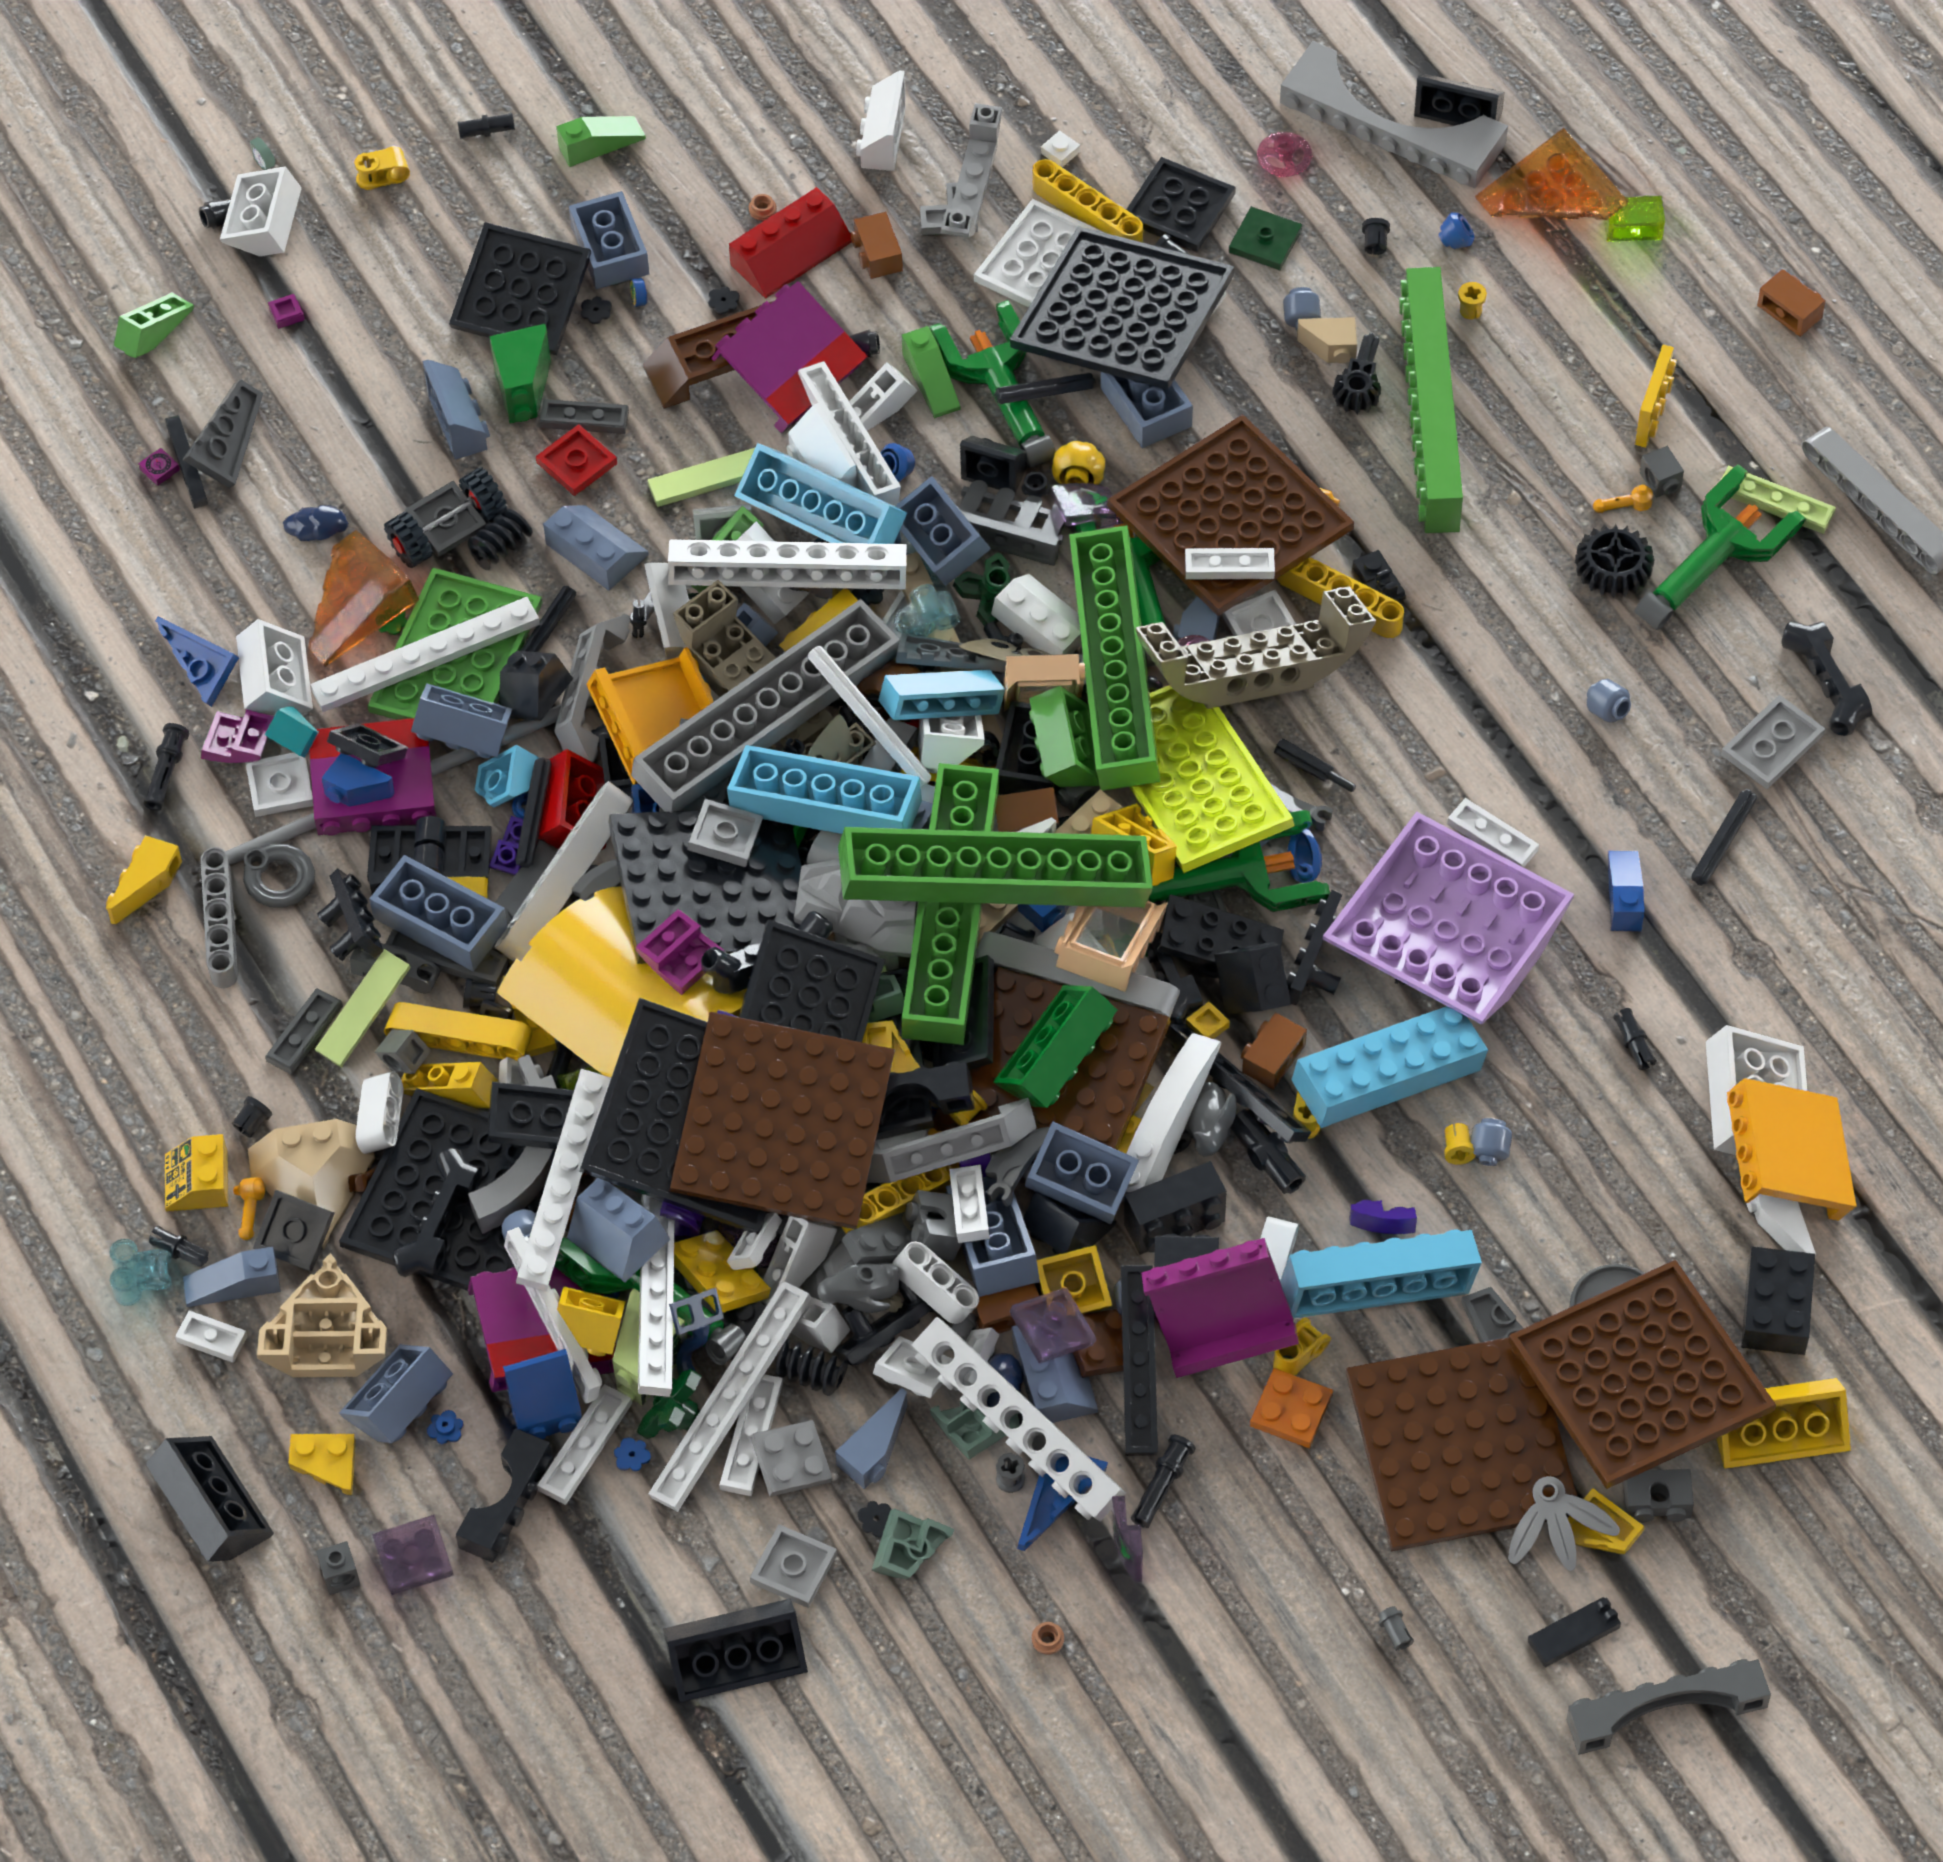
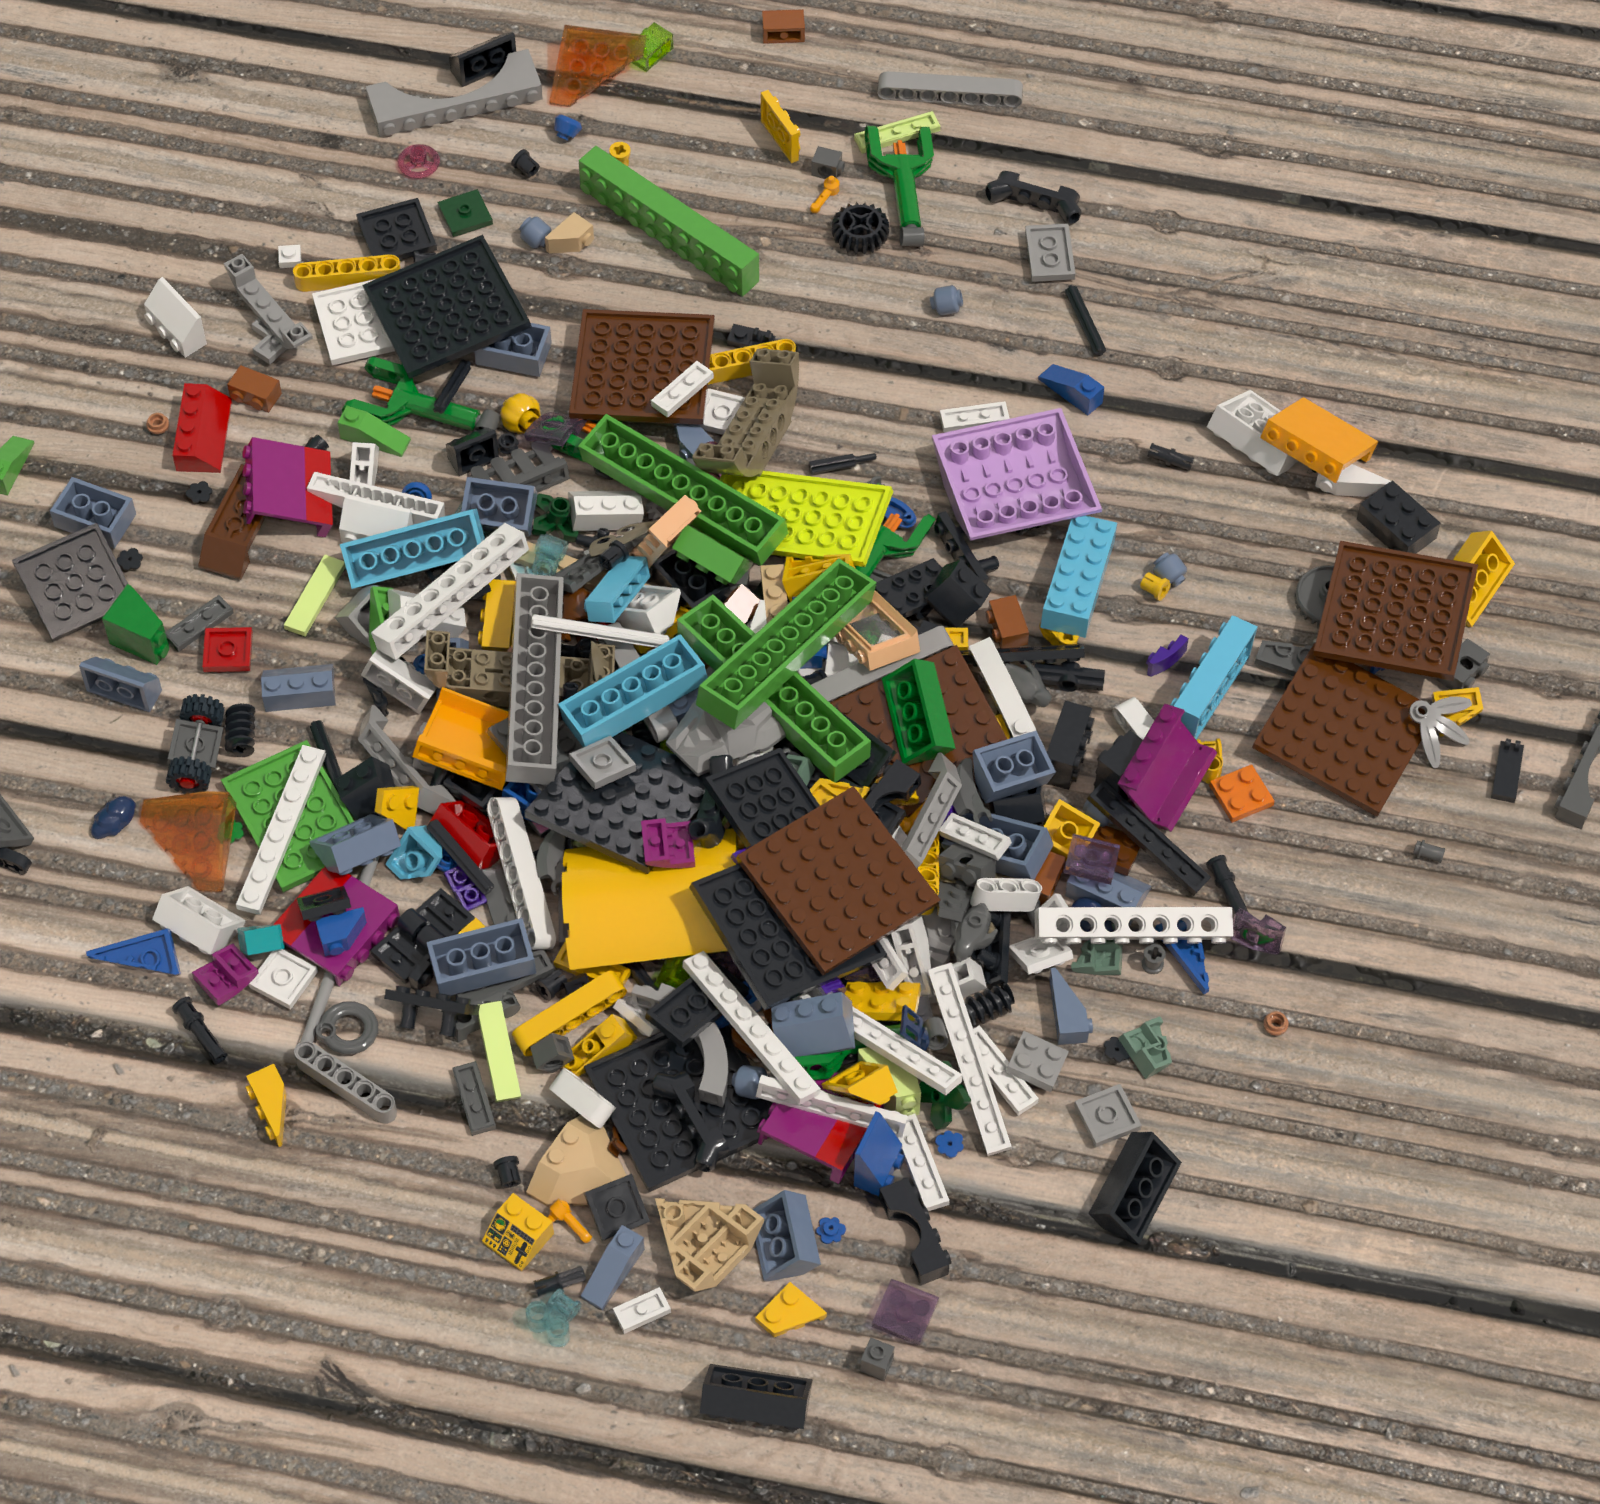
camera: 50 degrees left, 0 degrees up
(533, 718) = (398, 804): none -> yellow wing
(638, 292) = (144, 528): blue tile -> none
(977, 661) = (614, 555): none -> black bush
(1359, 385) = (613, 246): black gear -> none

